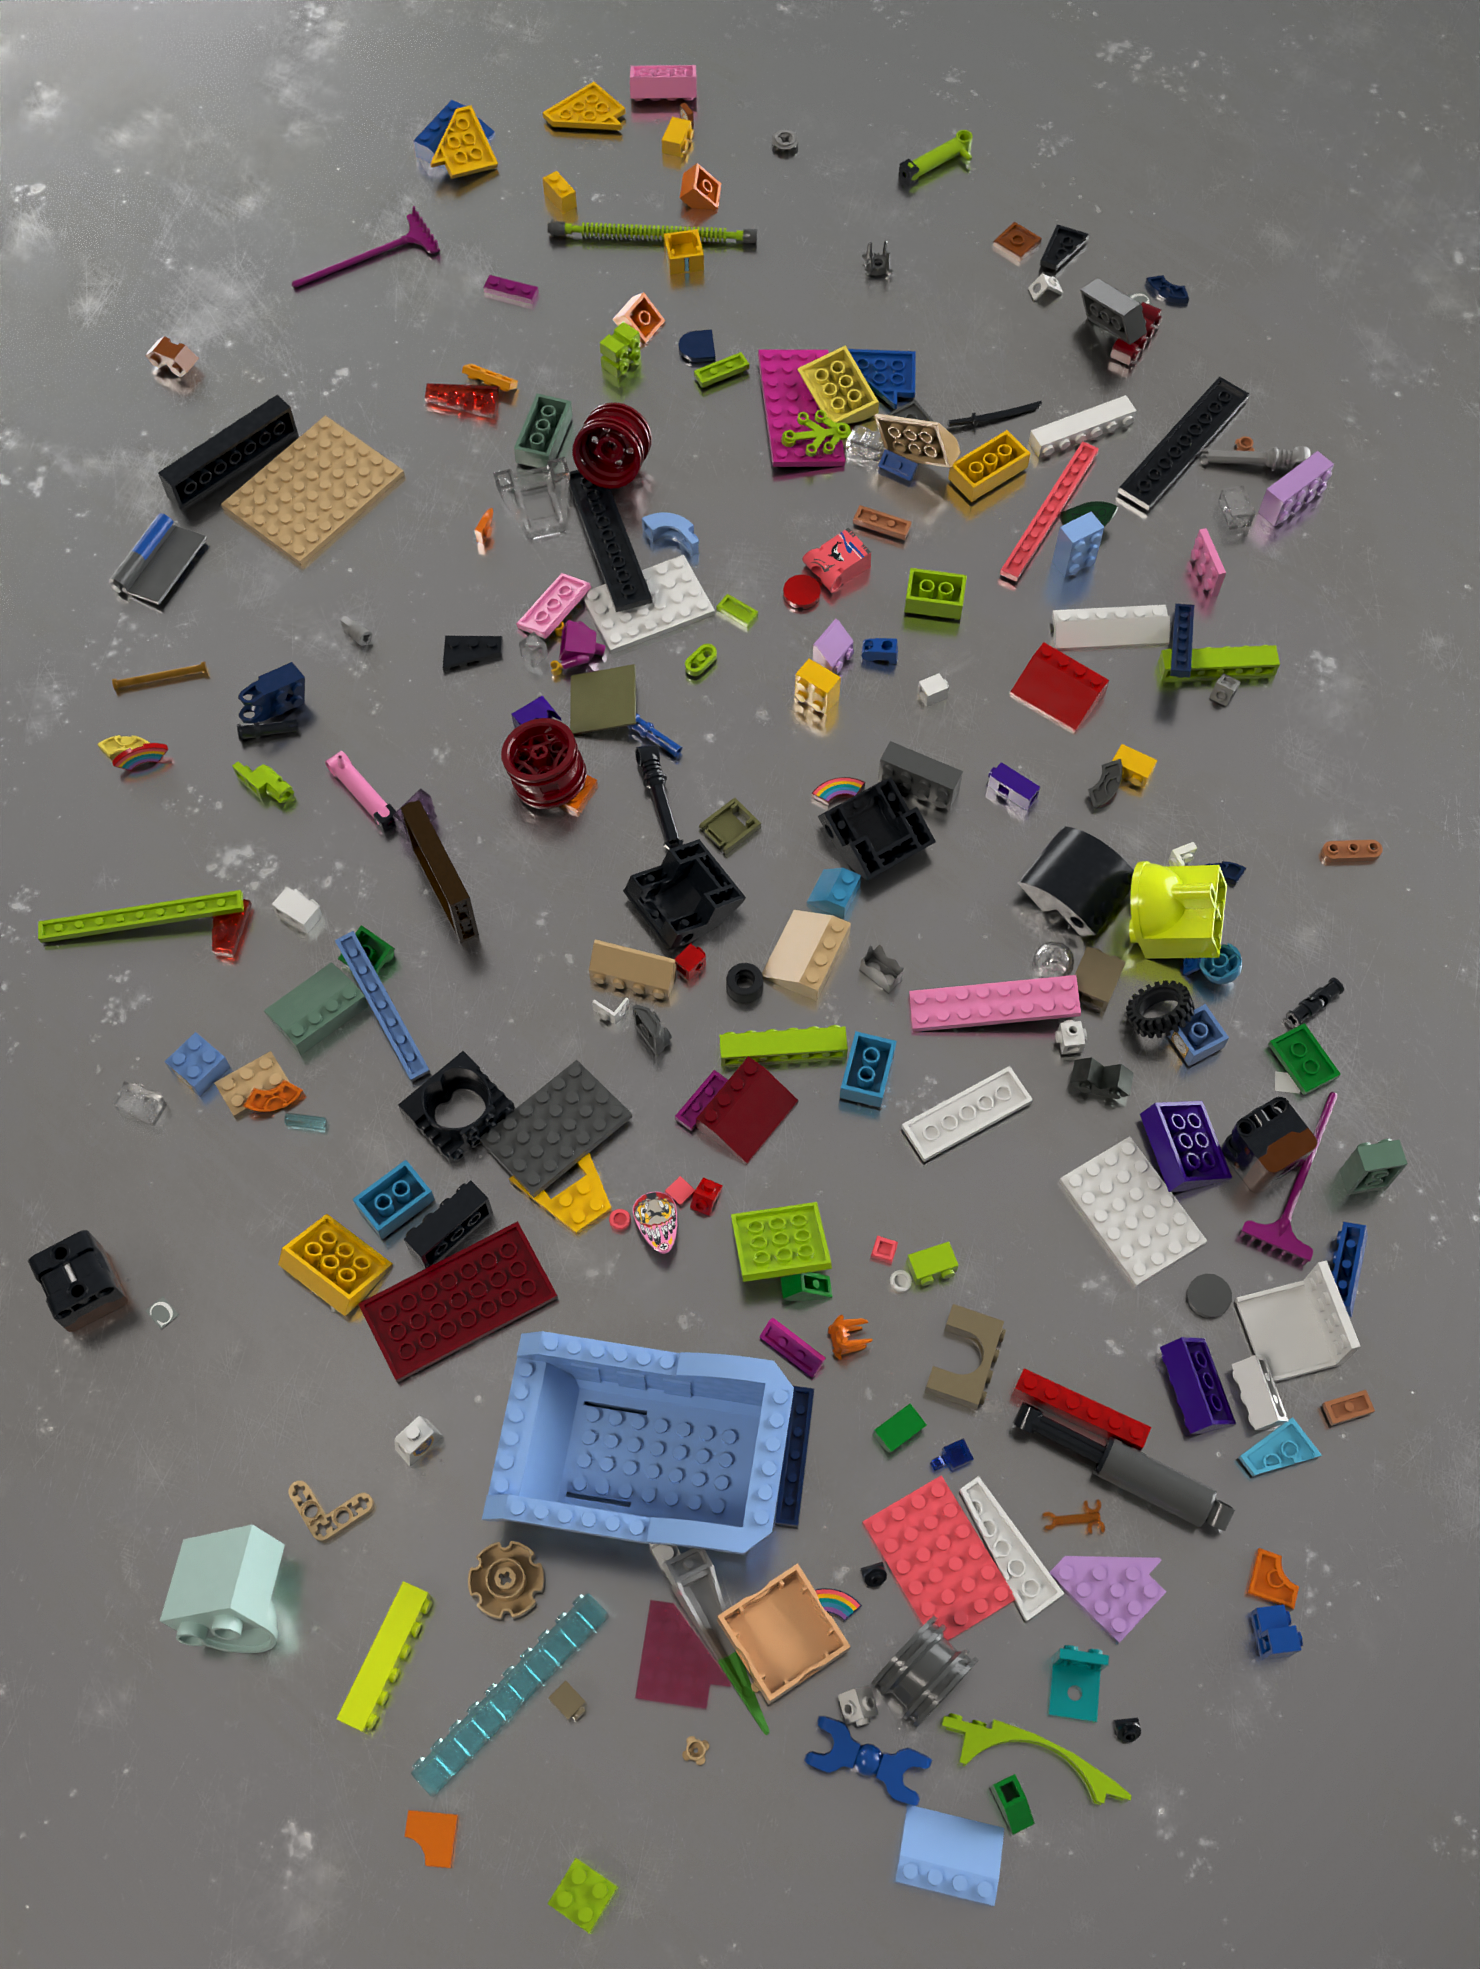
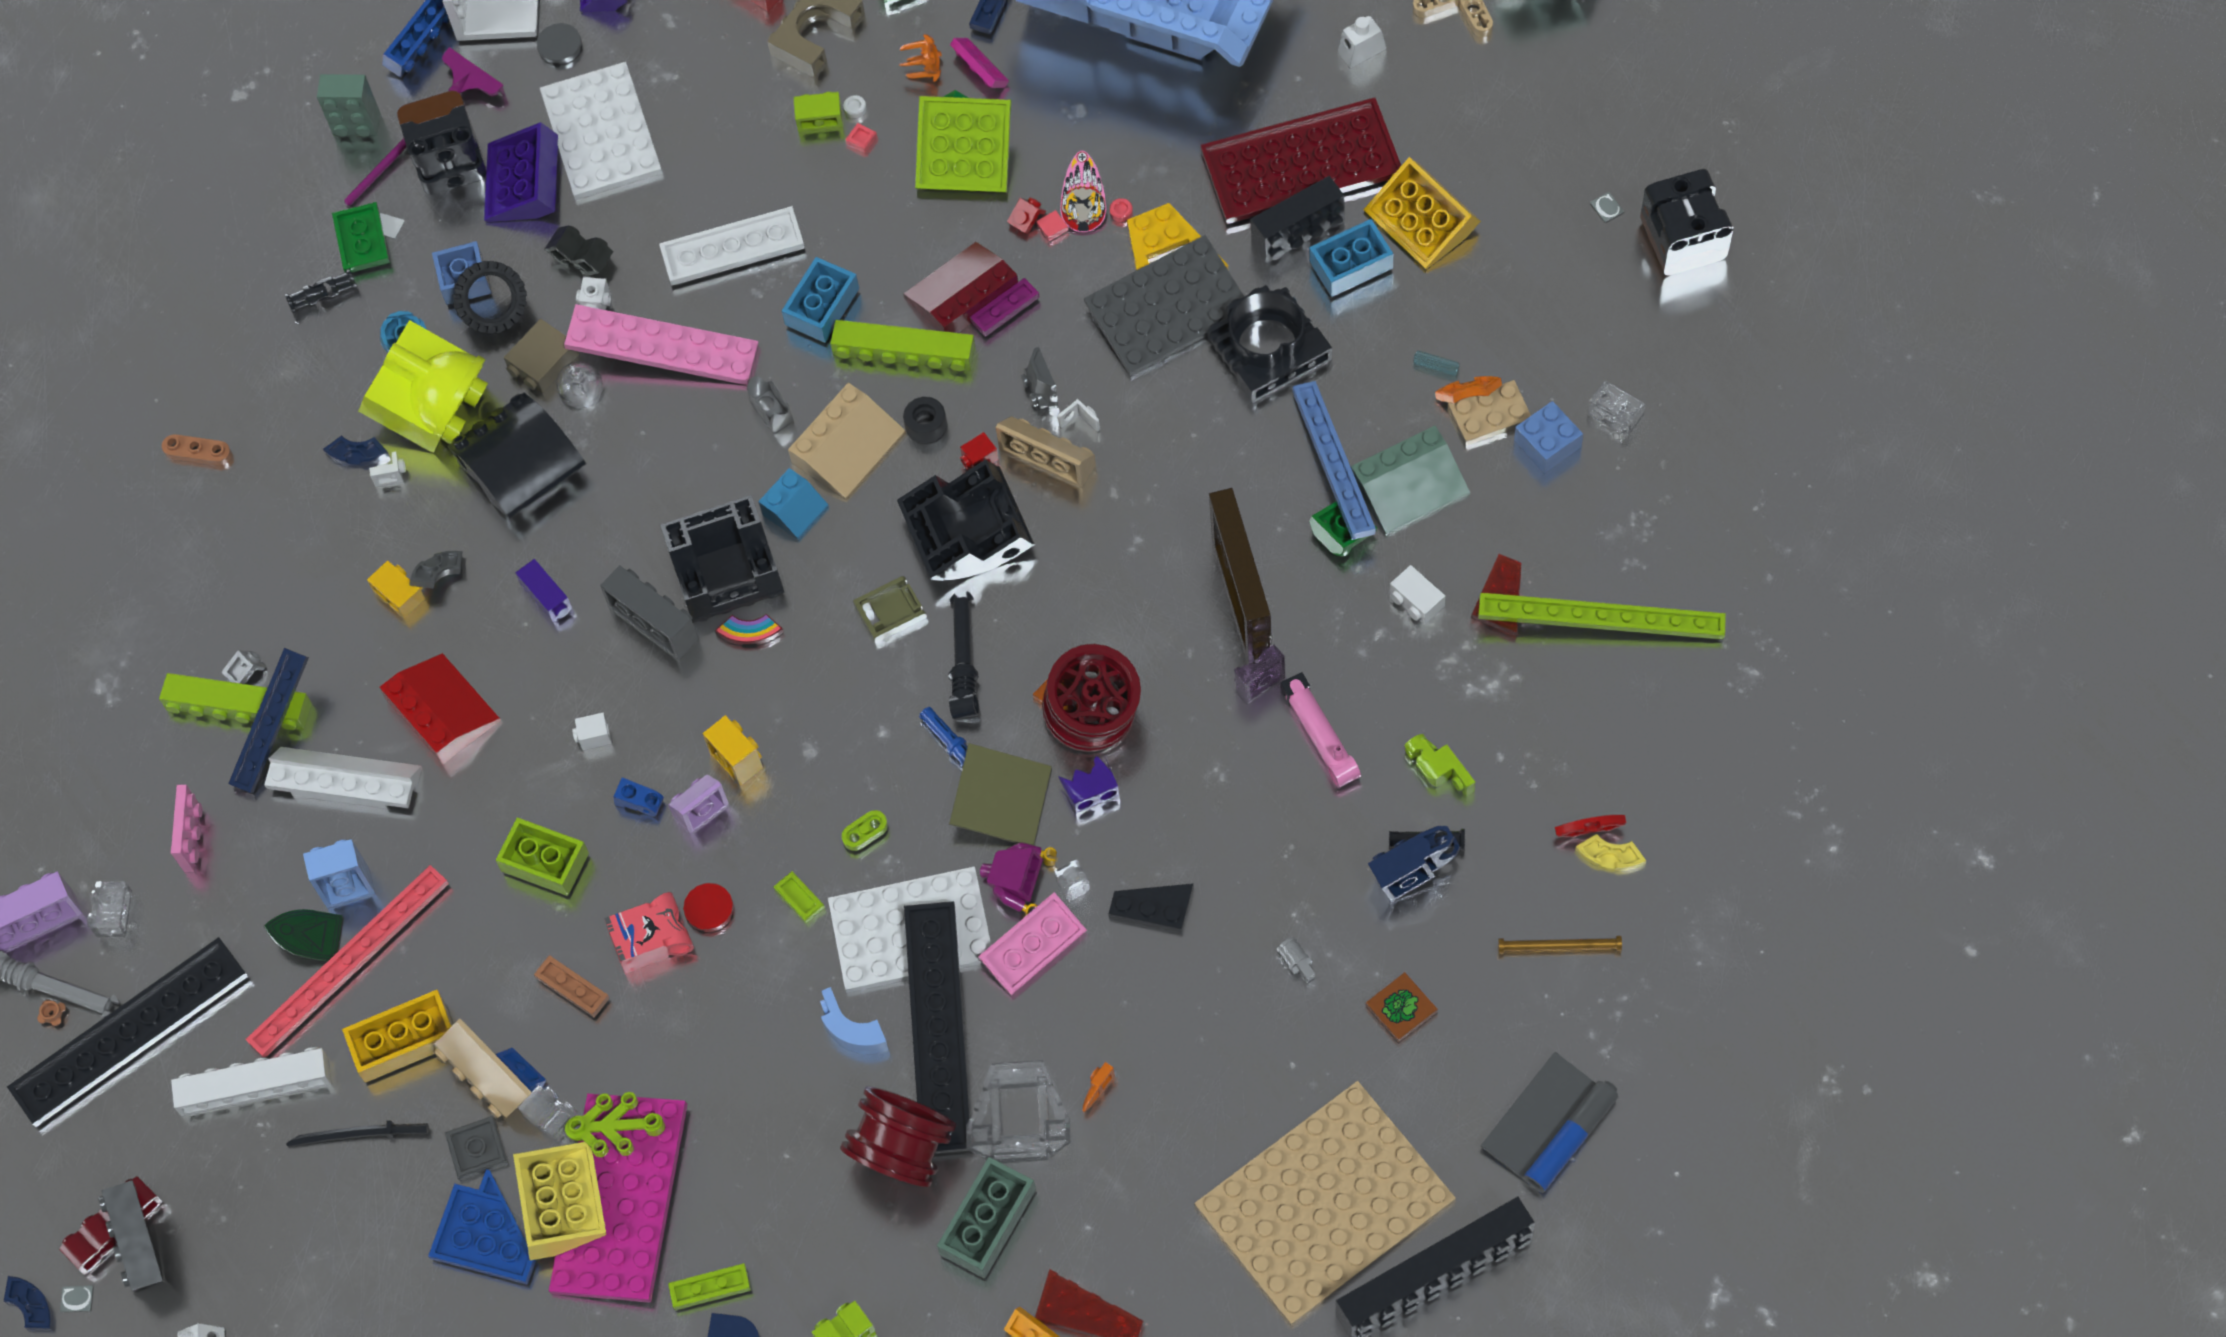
camera: 160 degrees left, 0 degrees up
(274, 616) = (1401, 1007): none -> dark orange tile

